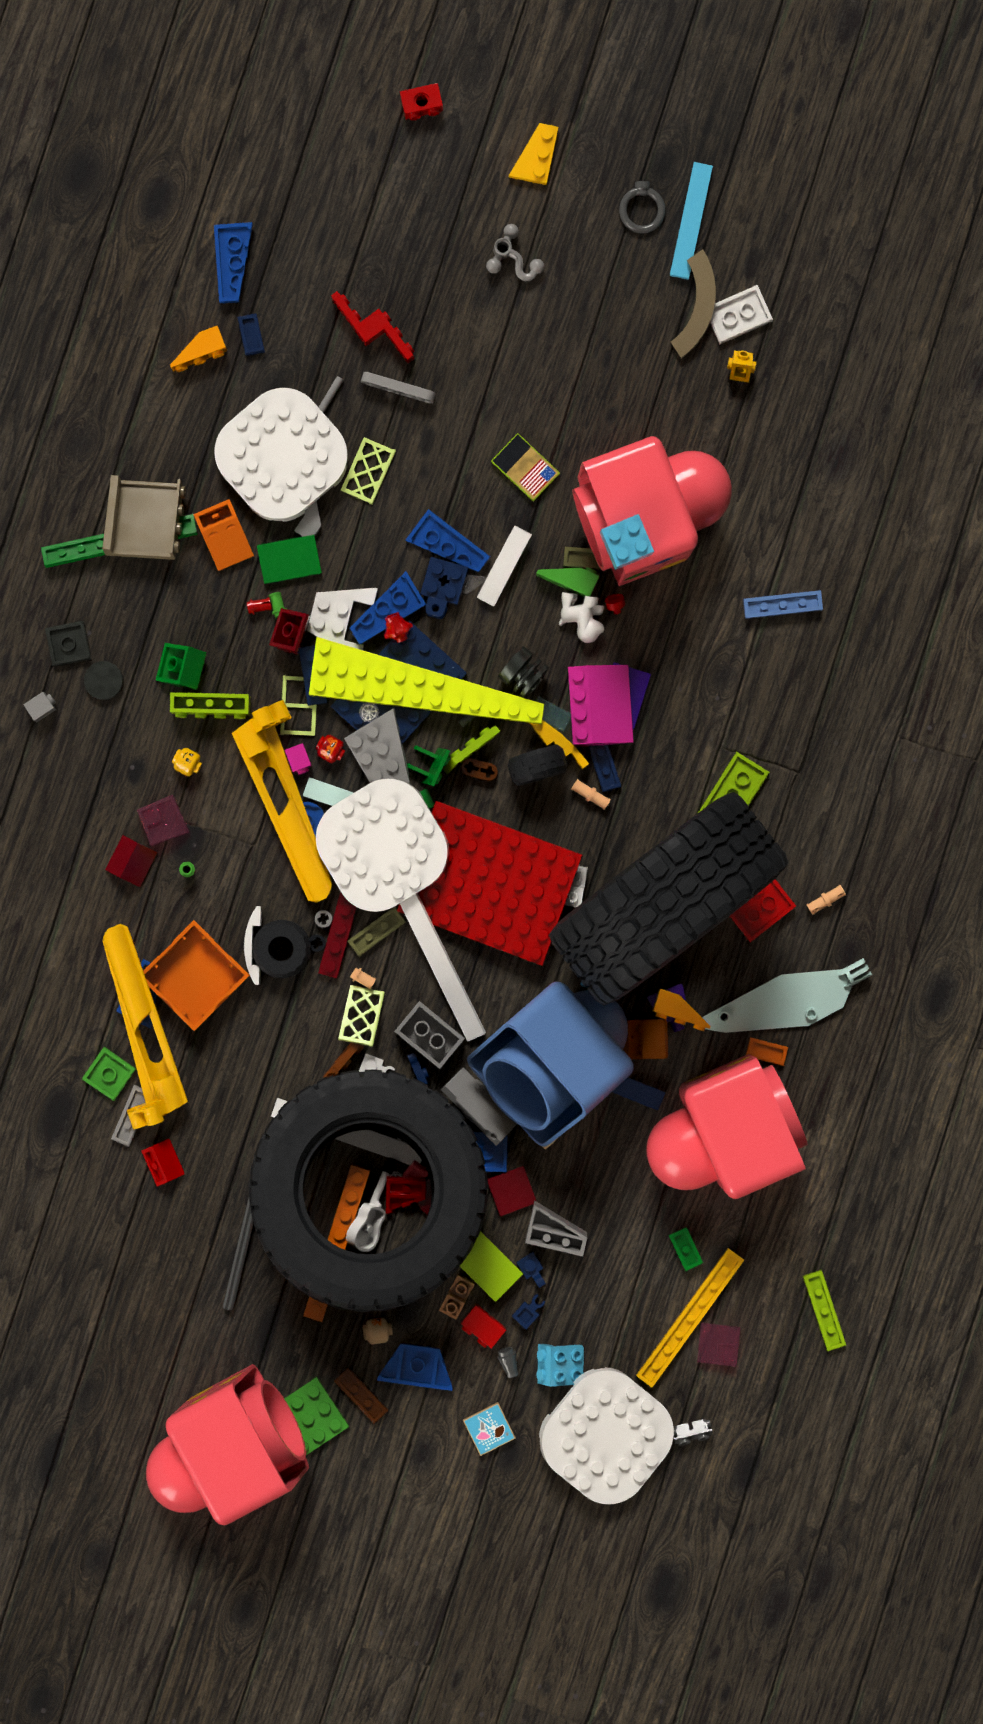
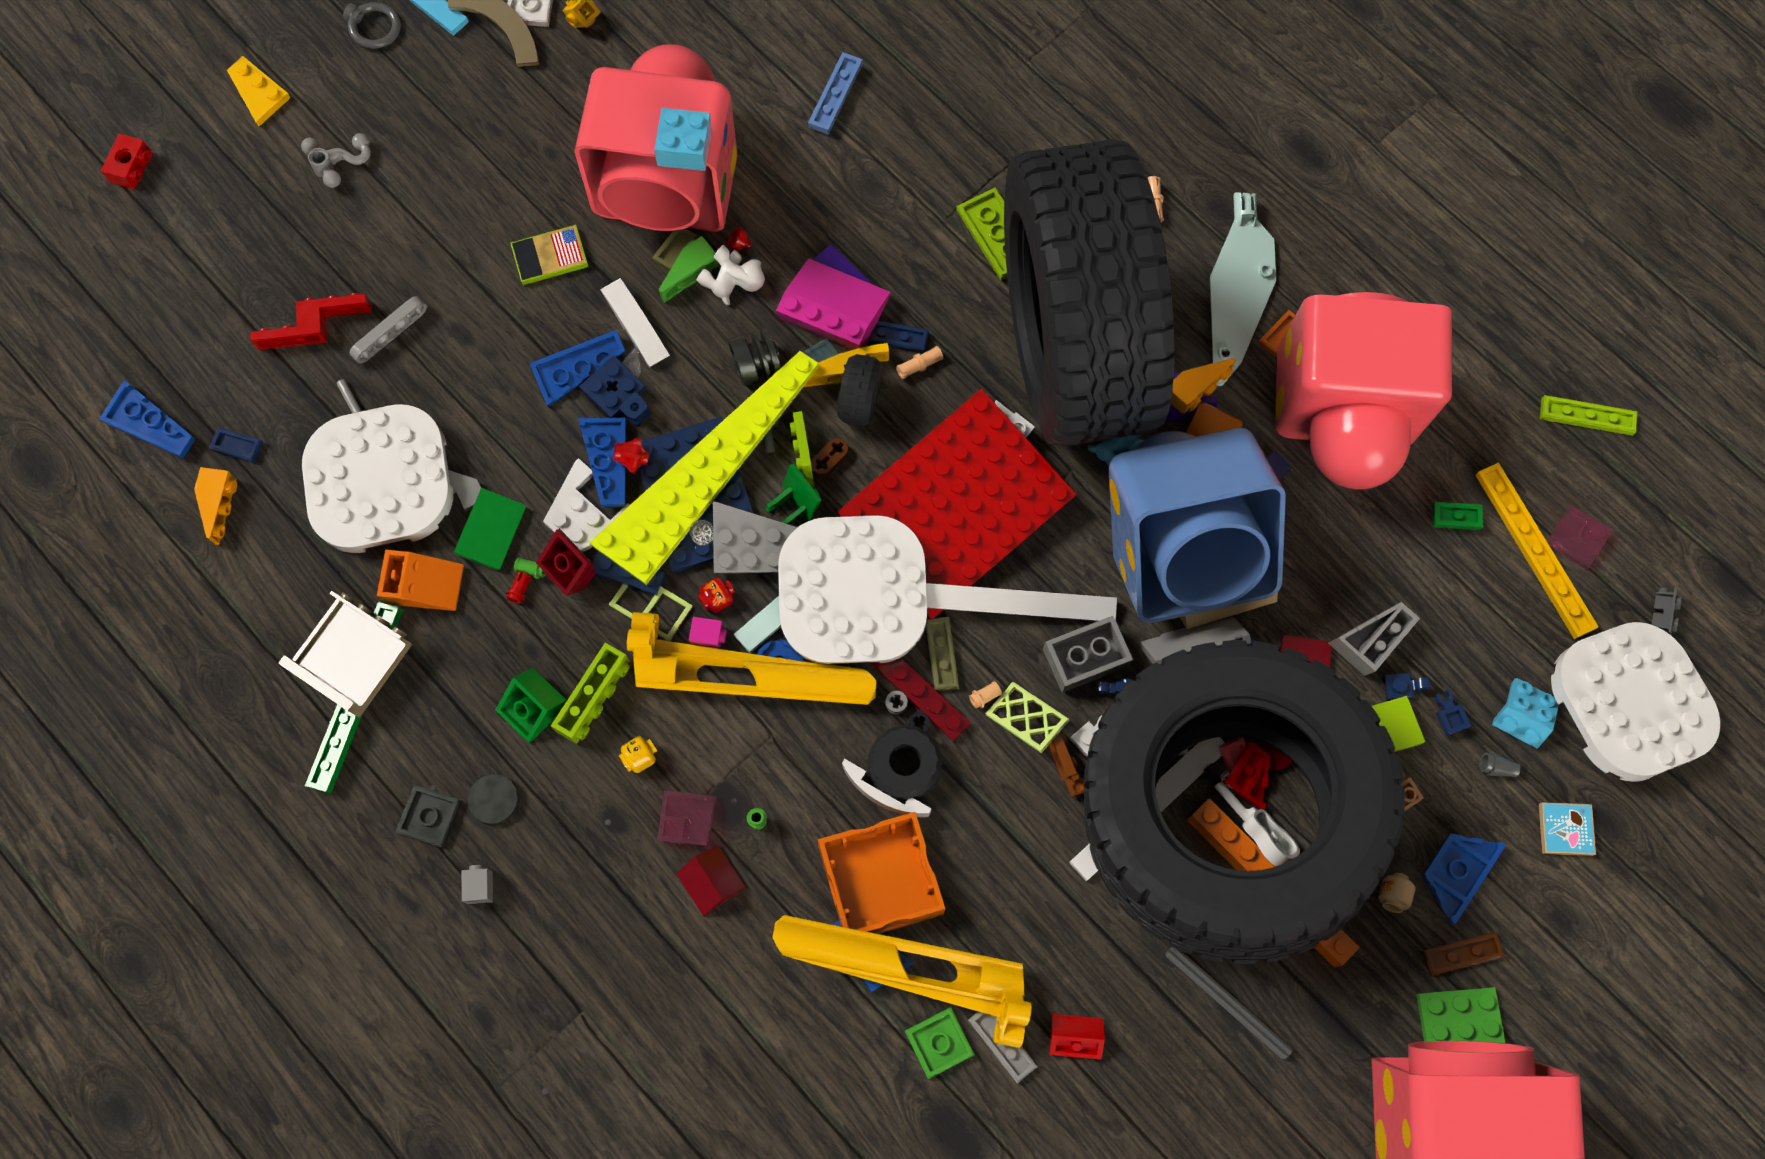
camera: 55 degrees left, 15 degrees down
(359, 456) = (446, 423): yellowish green window -> none
(482, 1326) = (1444, 771): red brick -> none

